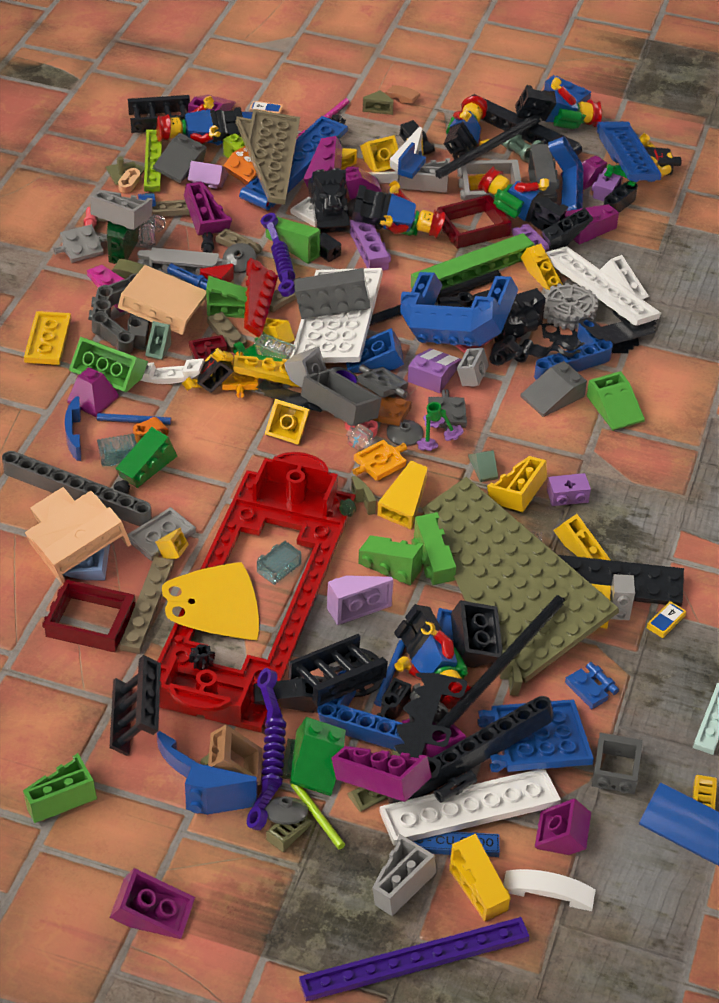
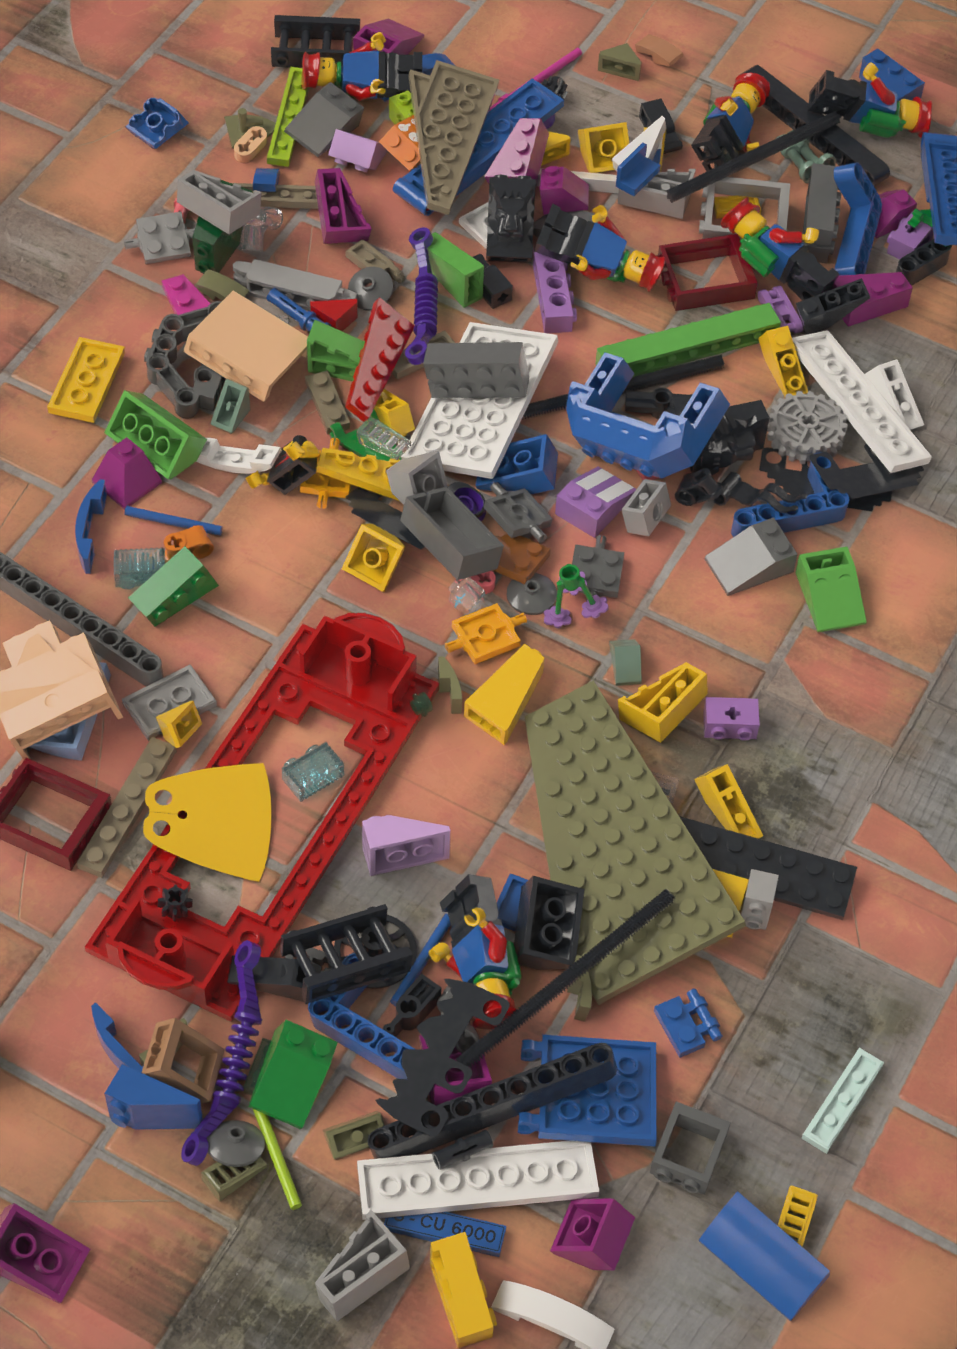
camera: 10 degrees right, 10 degrees up
(58, 173) = (156, 123): none -> blue slope
(122, 486) = (133, 625): black piece -> none
(147, 705) = (72, 962): black fence -> none
(203, 347) = (290, 423): dark red plate -> none
(207, 244) = (332, 262): black pin -> none
(264, 106) = (464, 51): tile -> none
(381, 772) = (368, 1119): magenta wedge -> none
(392, 558) = (463, 790): bright green wedge -> none
(437, 556) = (521, 786): bright green wedge -> none
(666, 619) = (815, 938): tile -> none

